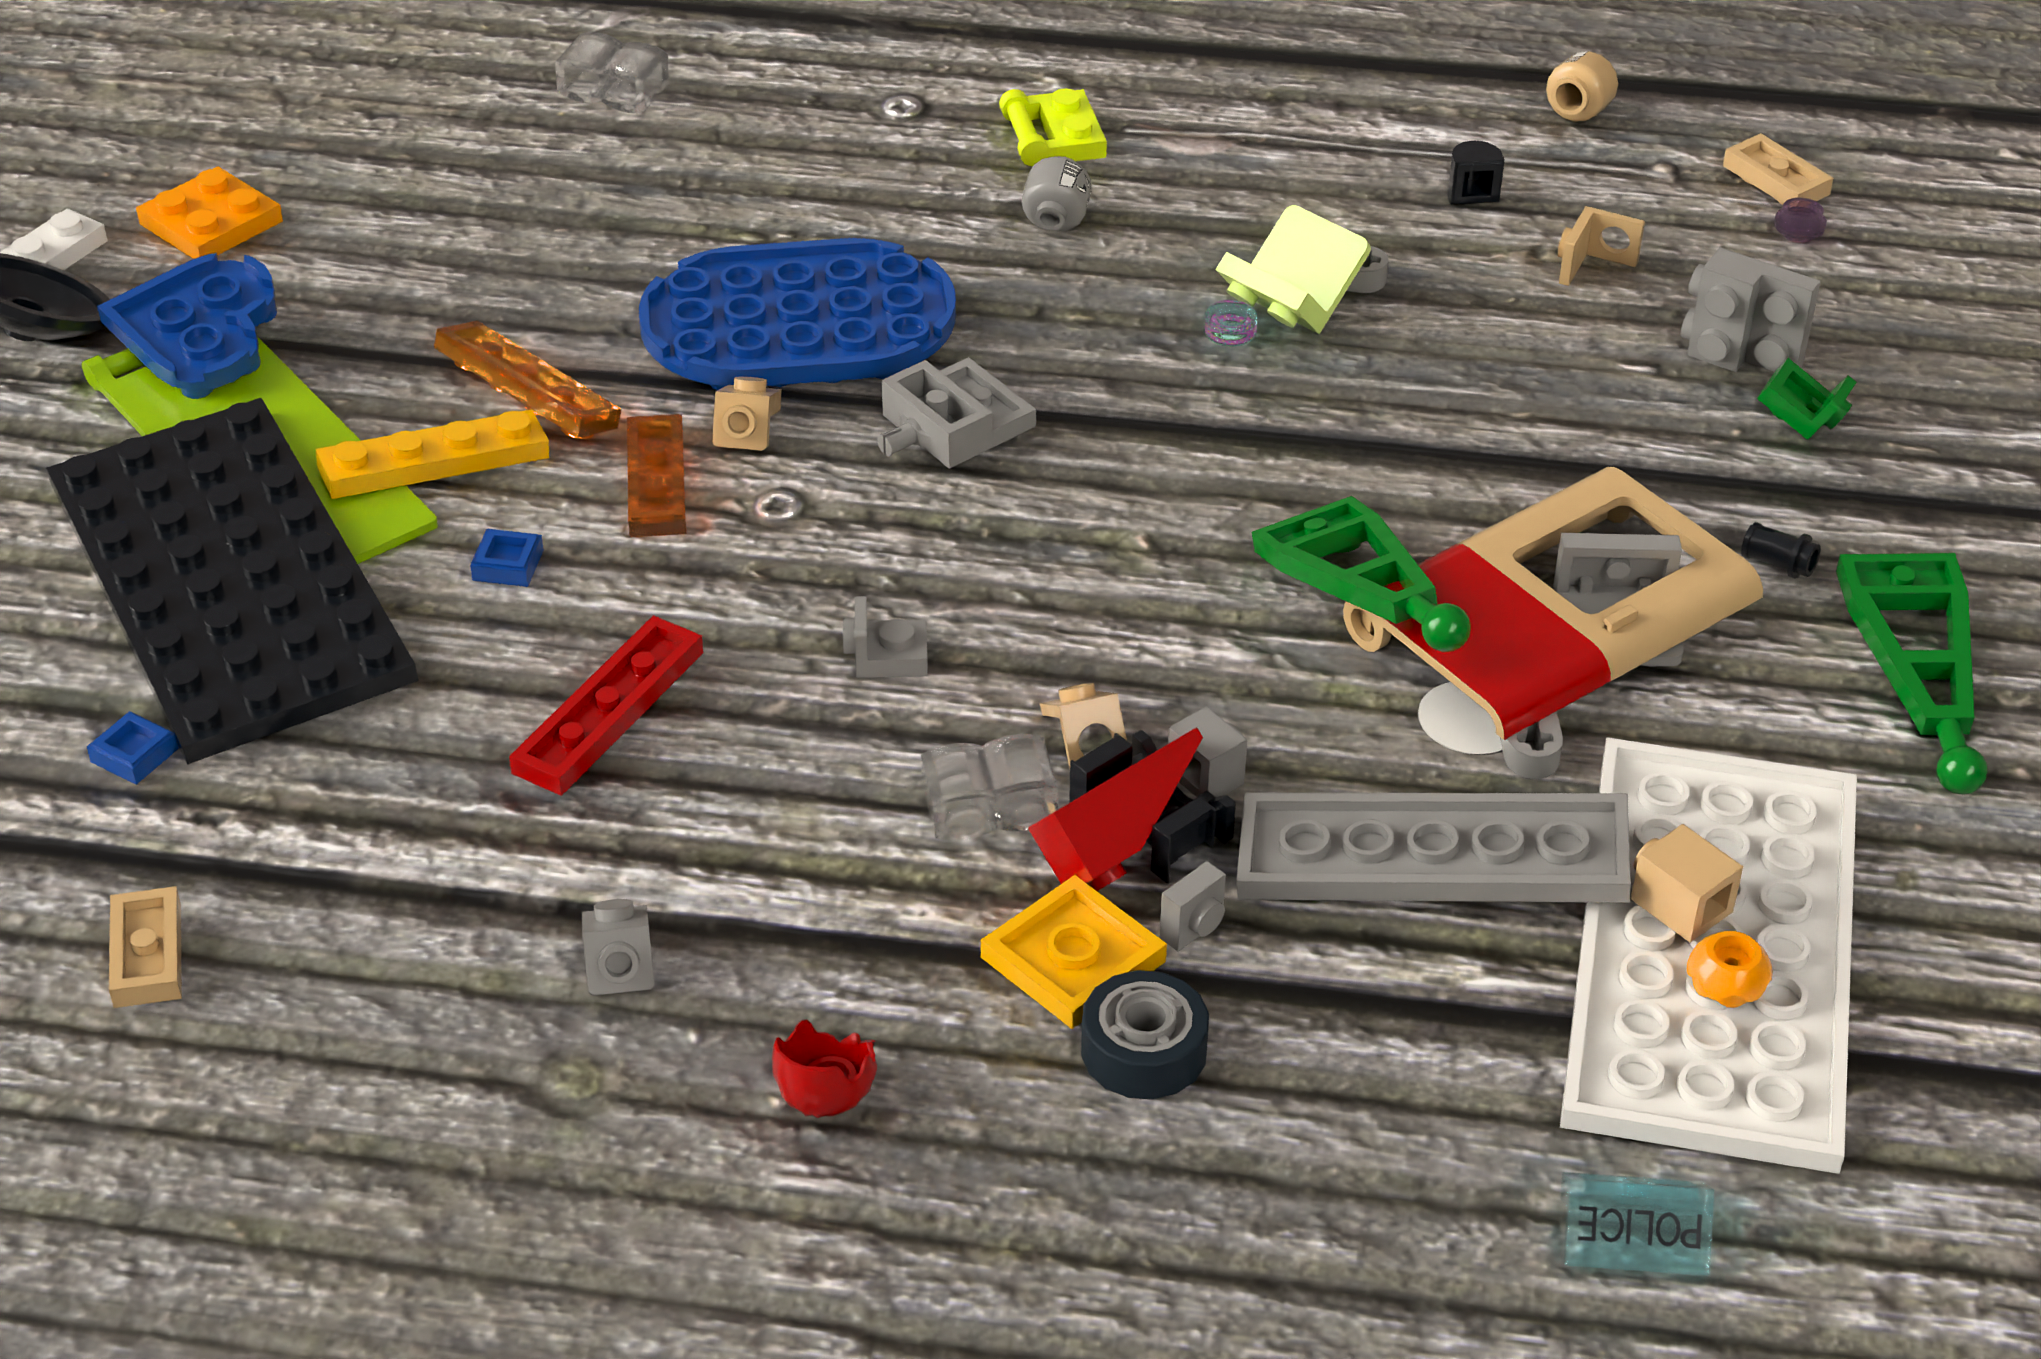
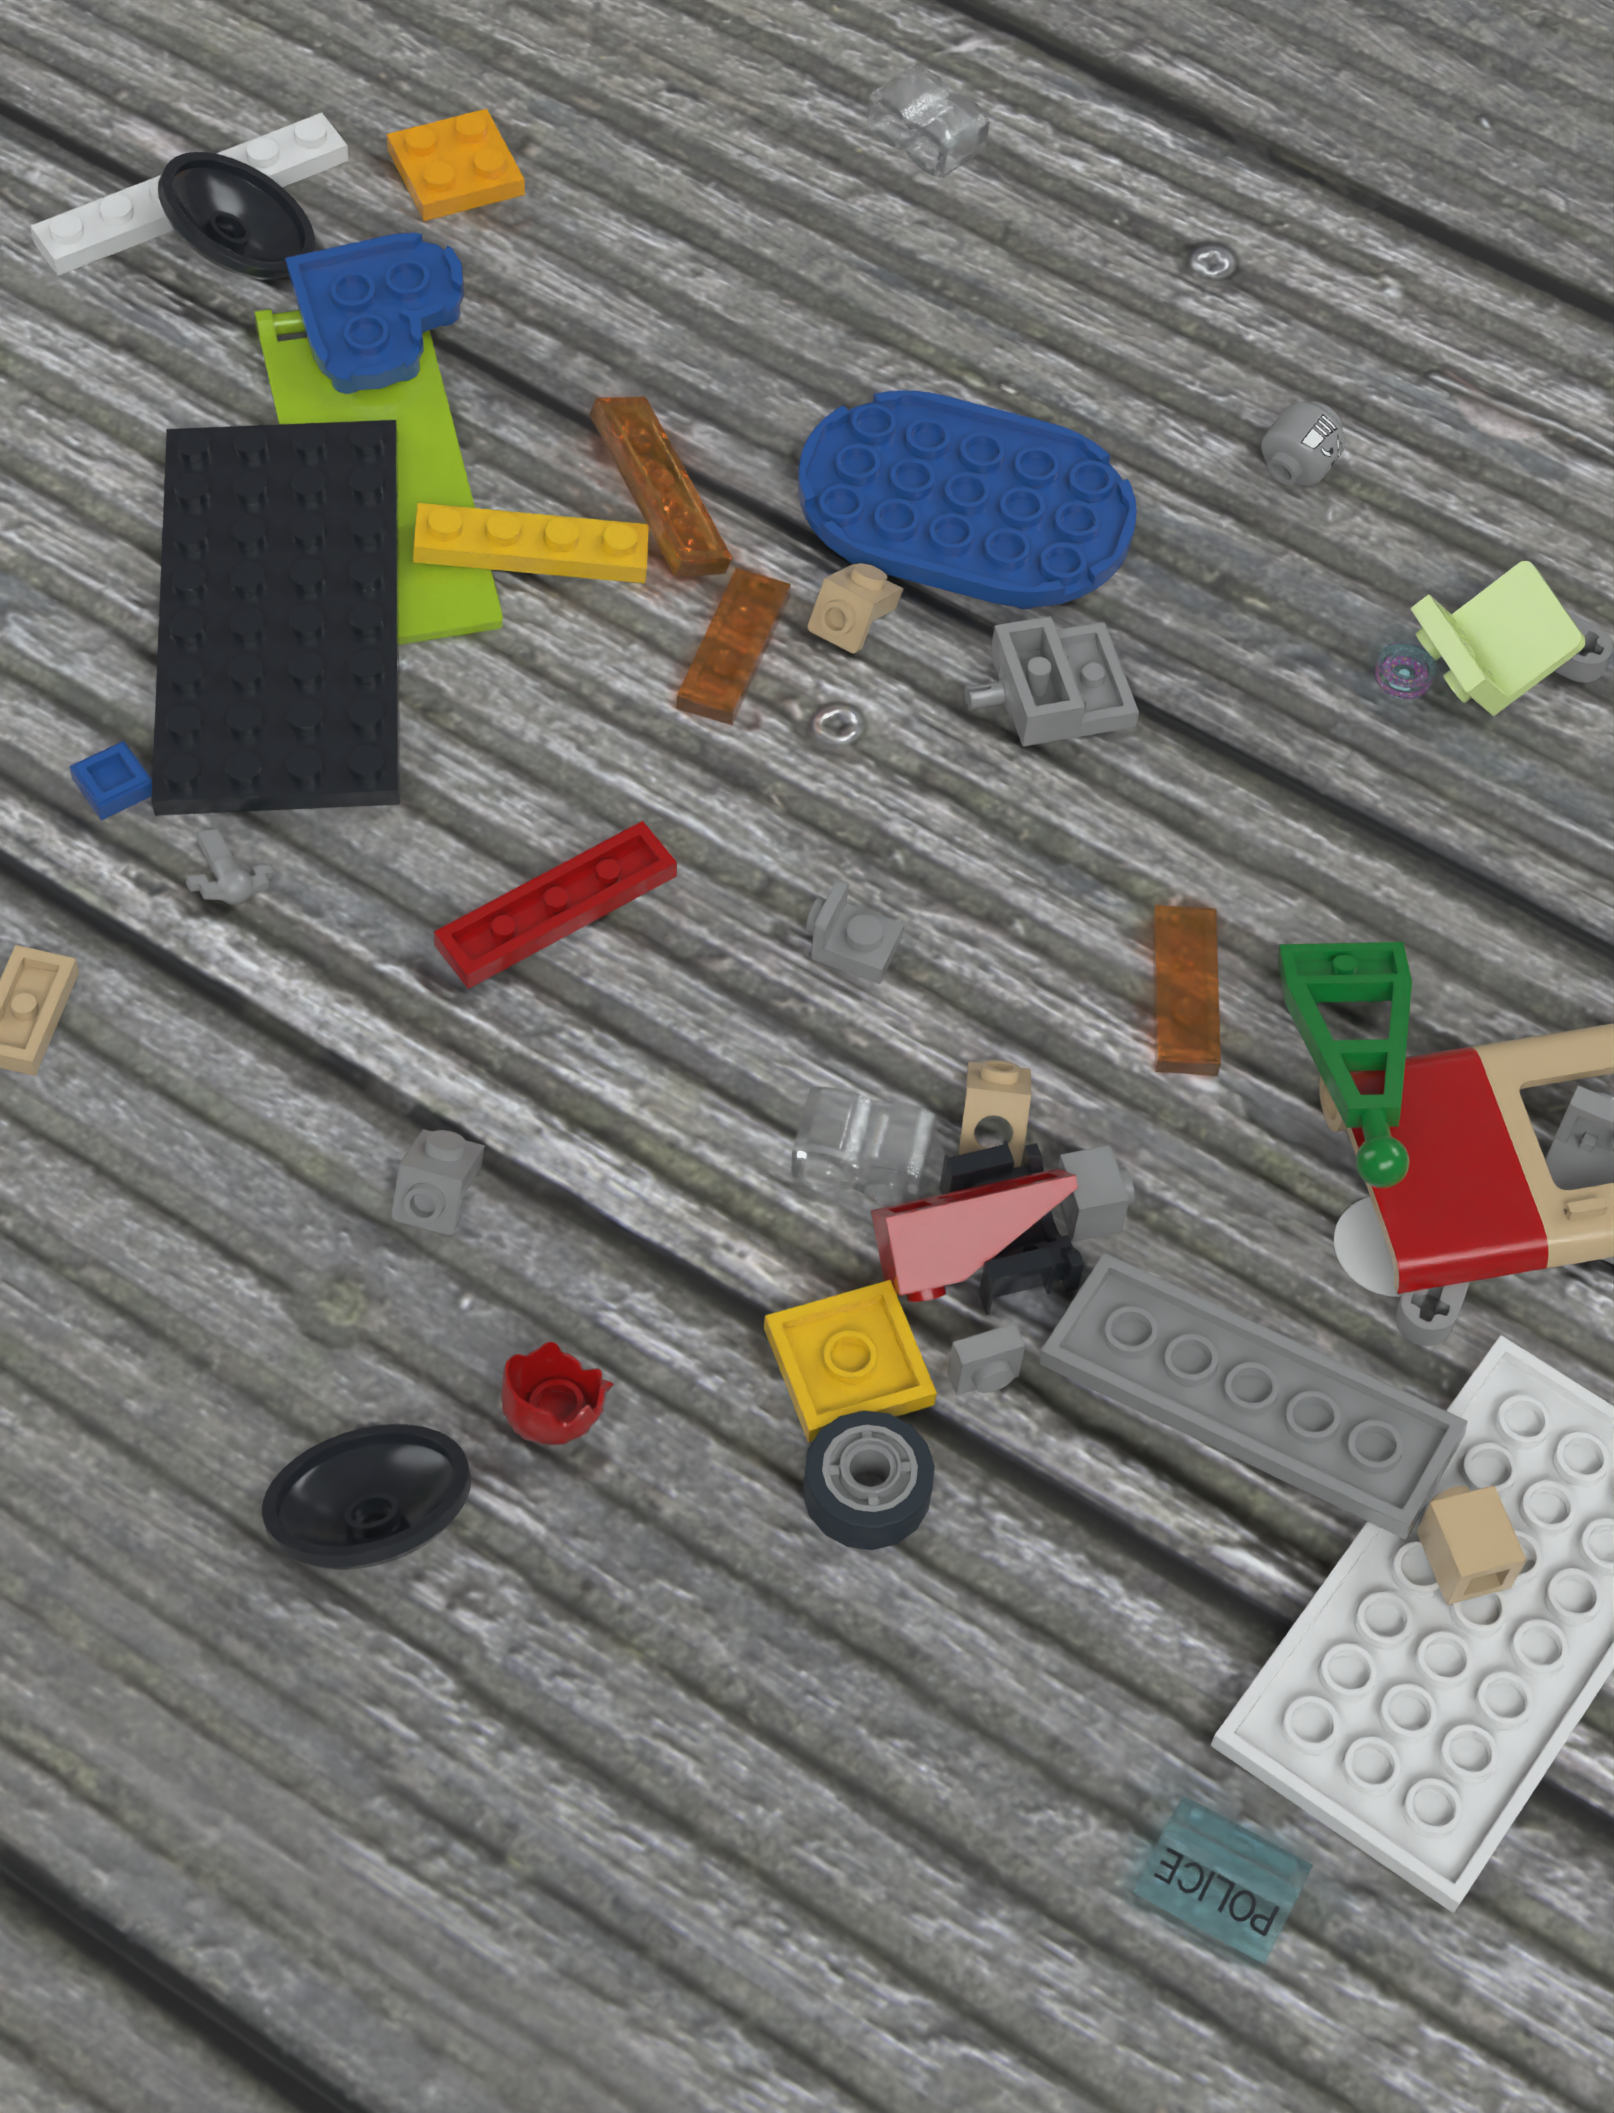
camera: 20 degrees right, 15 degrees up
(289, 786) = (232, 884): none -> light grey piece
(507, 557) = (546, 691): blue tile -> none
(701, 1204) = (366, 1496): none -> black dish
(1066, 120) = (1370, 352): neon yellow plate -> none
(1192, 593) = (1186, 990): none -> clear orange tile
(1730, 968) = (1457, 1675): light orange plate -> none

